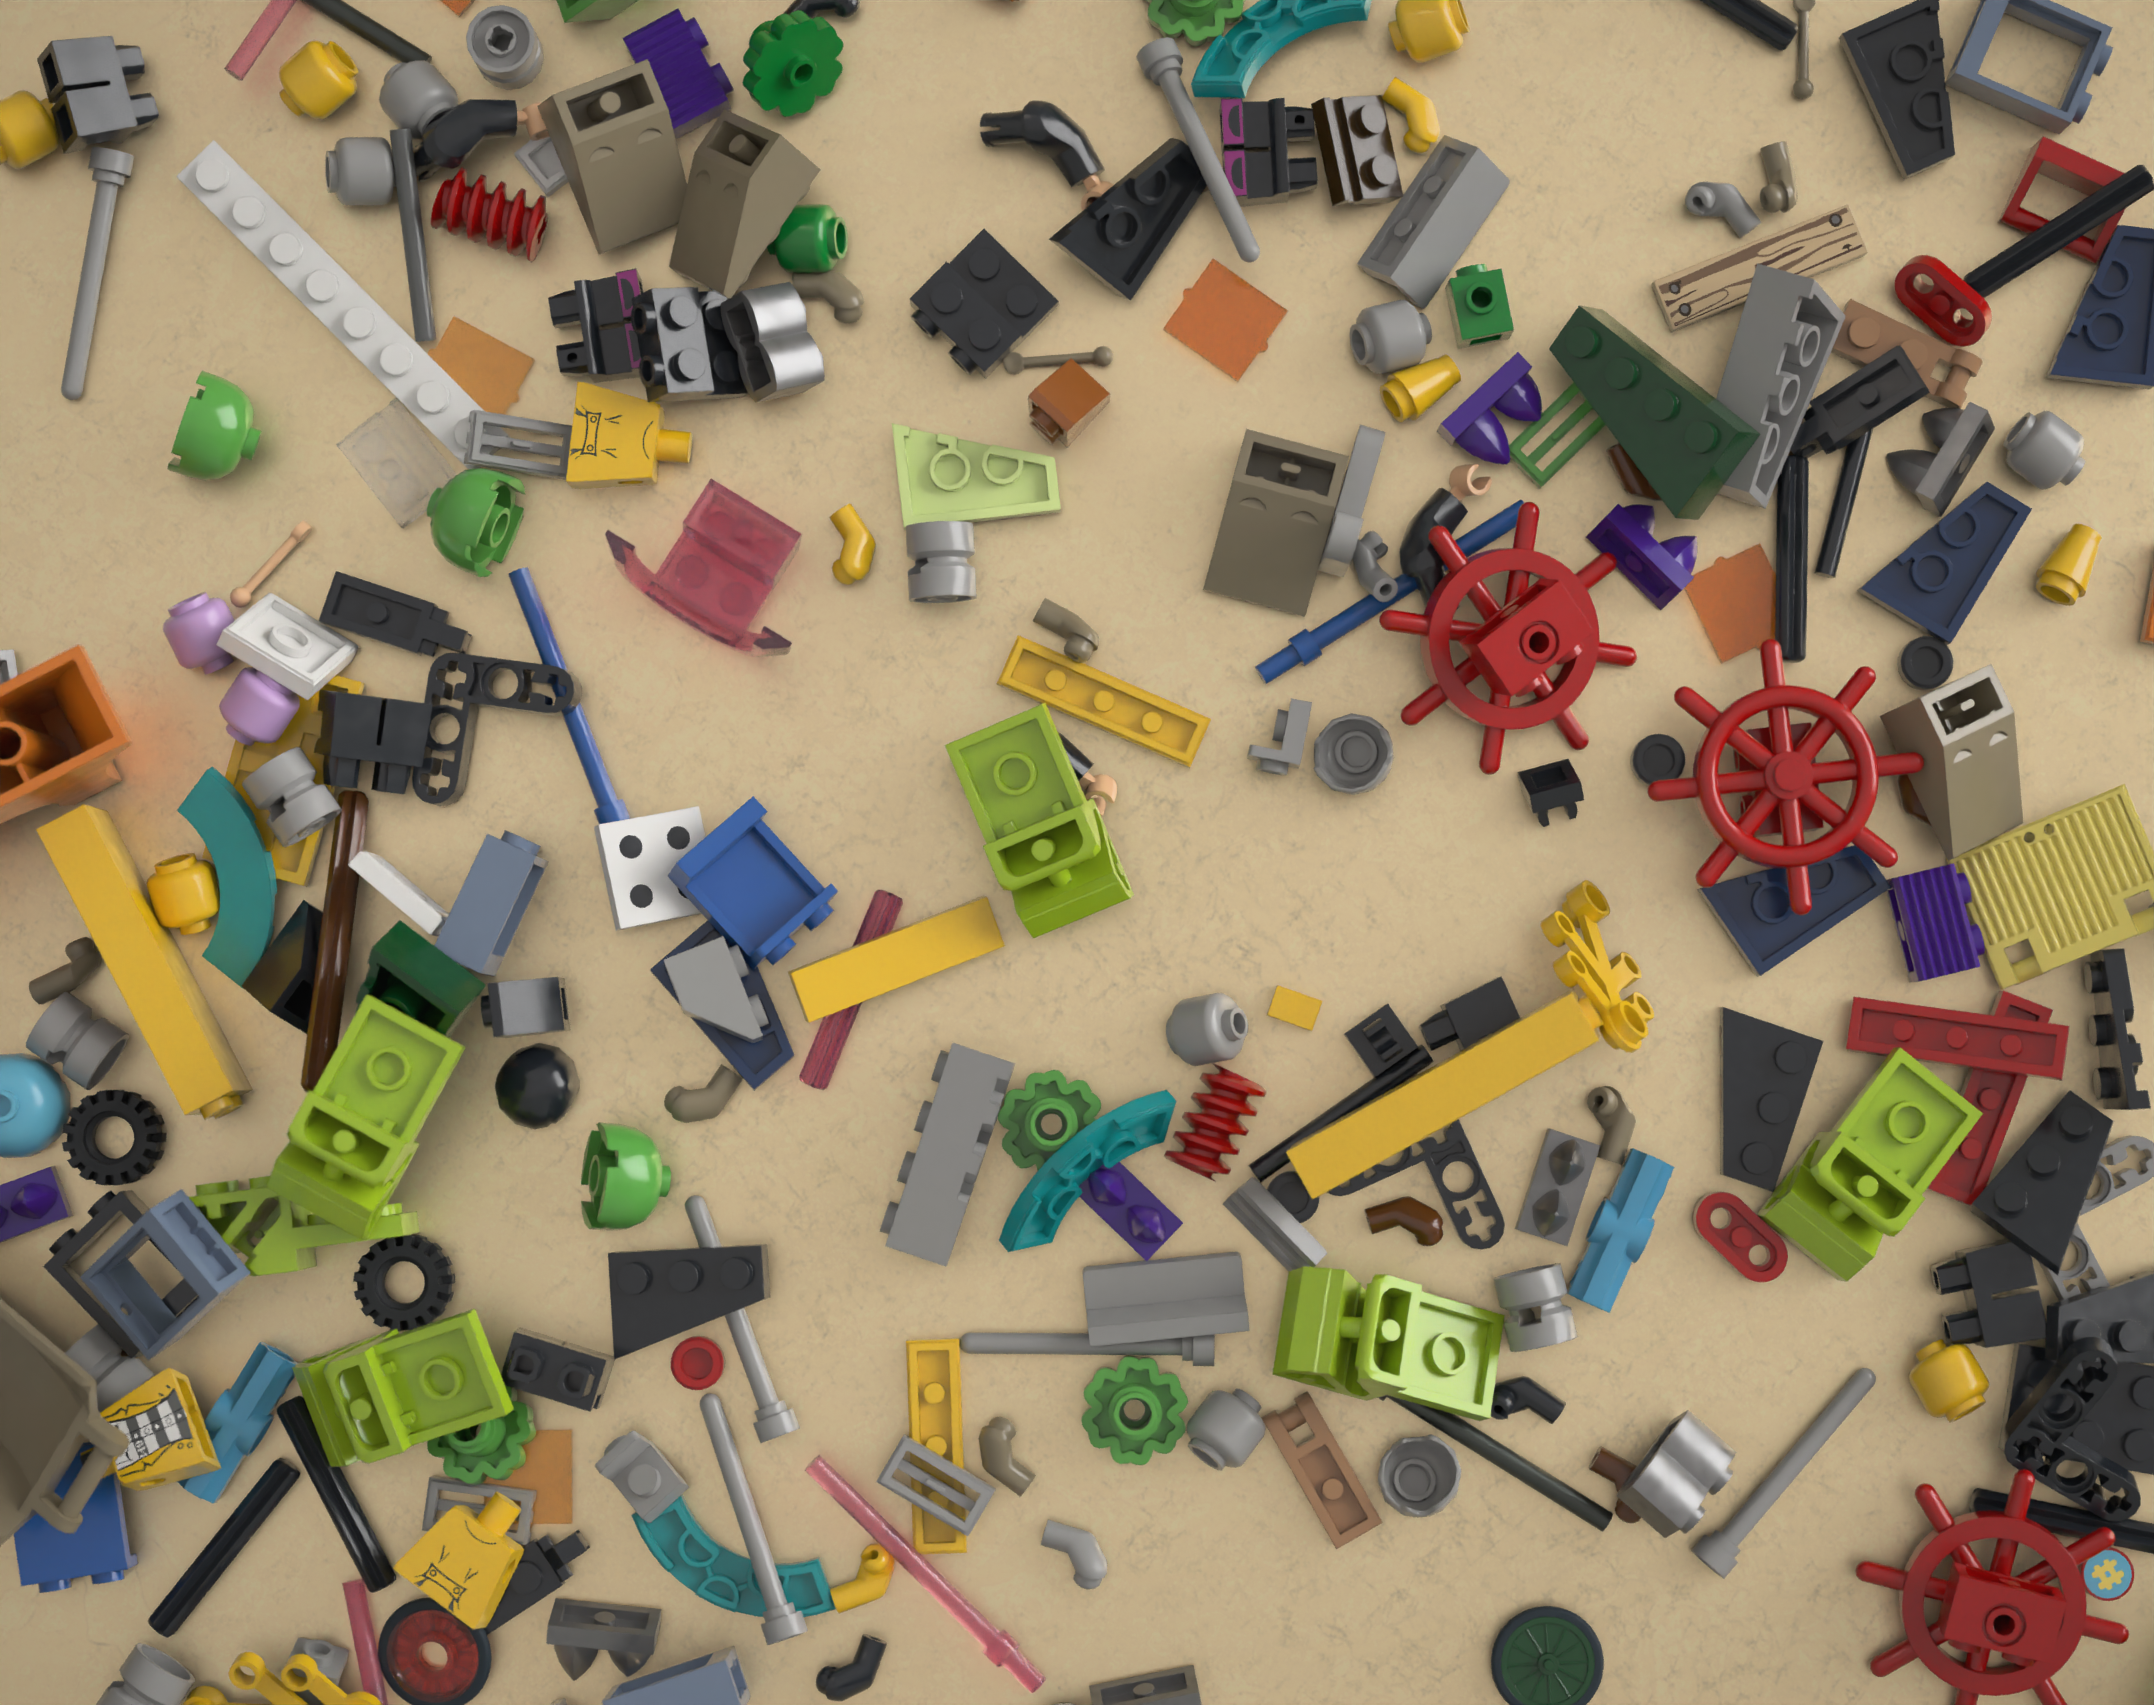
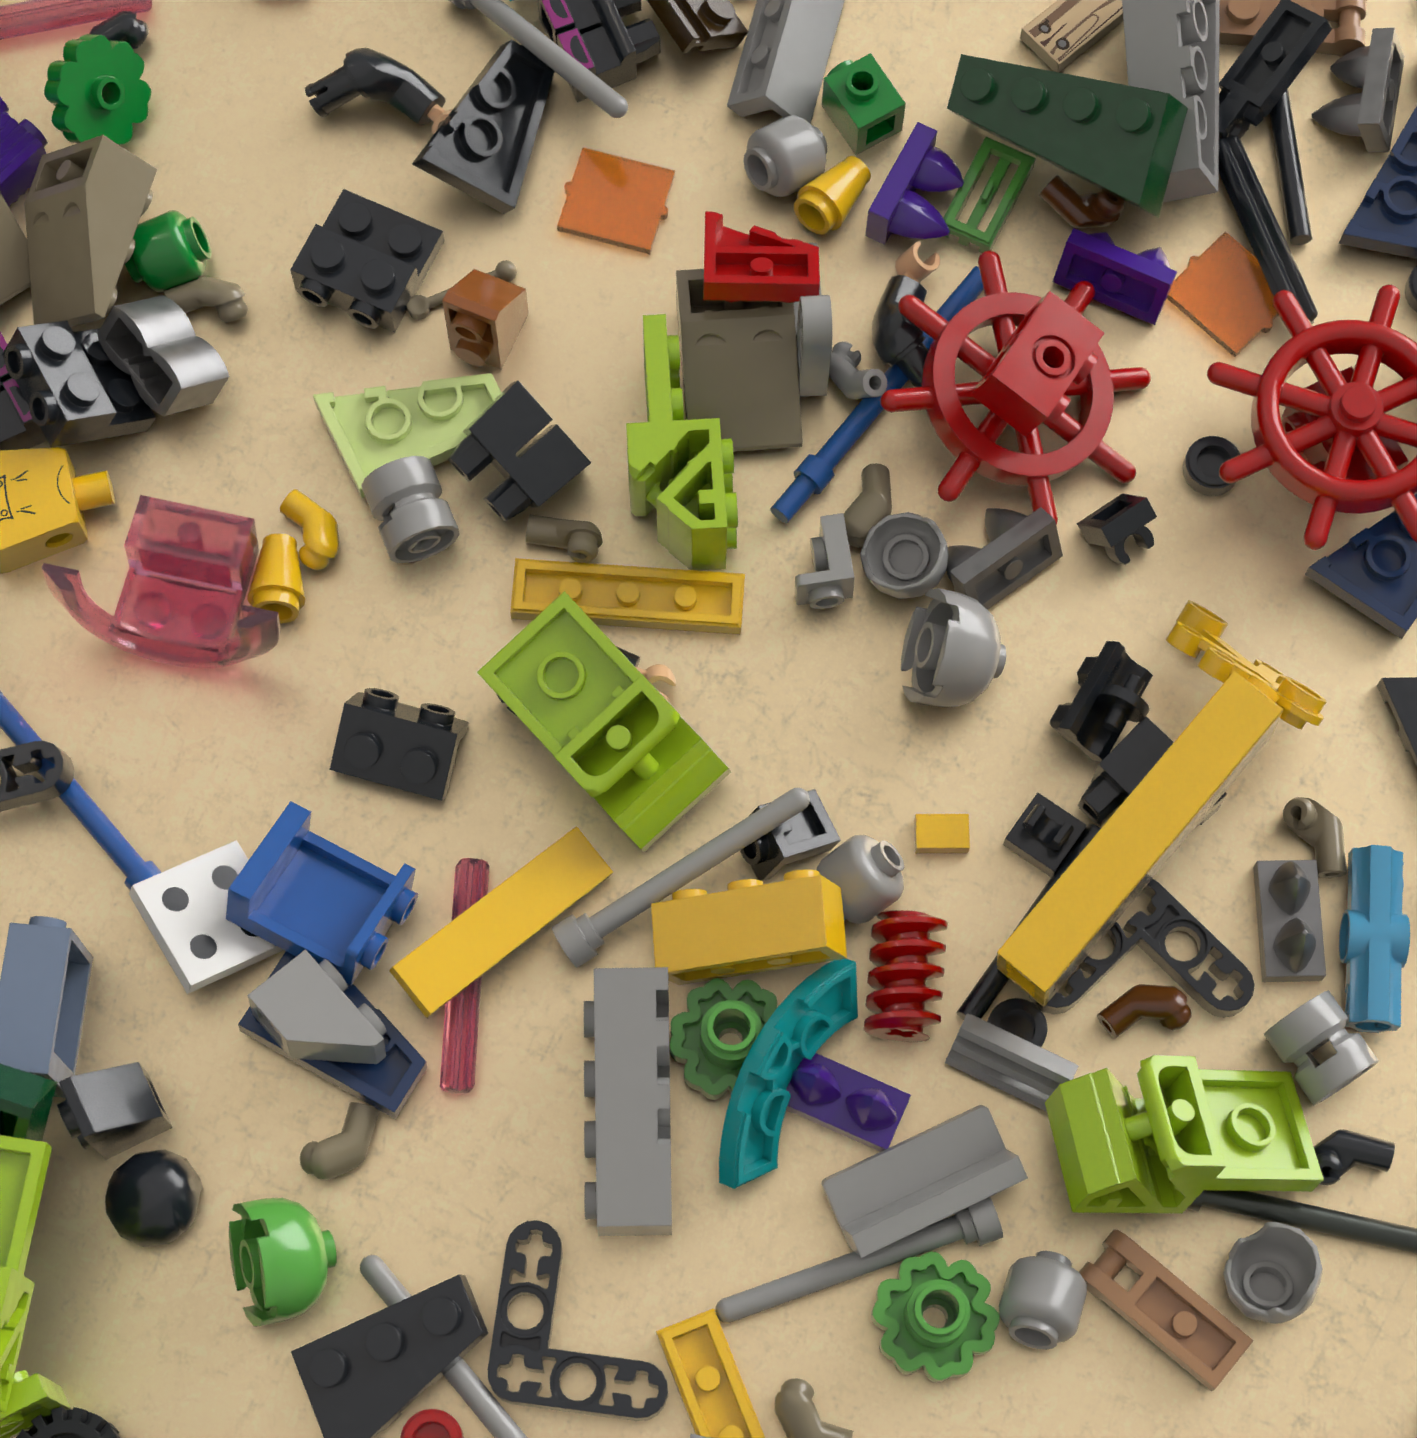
camera: 20 degrees left, 15 degrees down
(805, 1314) = (534, 1343): none -> black beam
(806, 585) = (278, 578): none -> yellow cone
(862, 767) = (398, 743): none -> black bracket
(959, 992) = (585, 934): none -> light grey piece
(1058, 542) = (497, 438): none -> black hips
(1097, 1041) = (749, 928): none -> yellow brick
(1161, 964) = (796, 839): none -> black bracket
(1186, 658) = (680, 463): none -> lime piece
(1316, 454) = (756, 265): none -> red wing
(1343, 696) = (870, 506): none -> dark tan arm
(1361, 856) = (951, 650): none -> light grey cylinder
(1457, 782) = (1016, 553): none -> flat silver tile
(1474, 947) = (1105, 701): none -> black hips

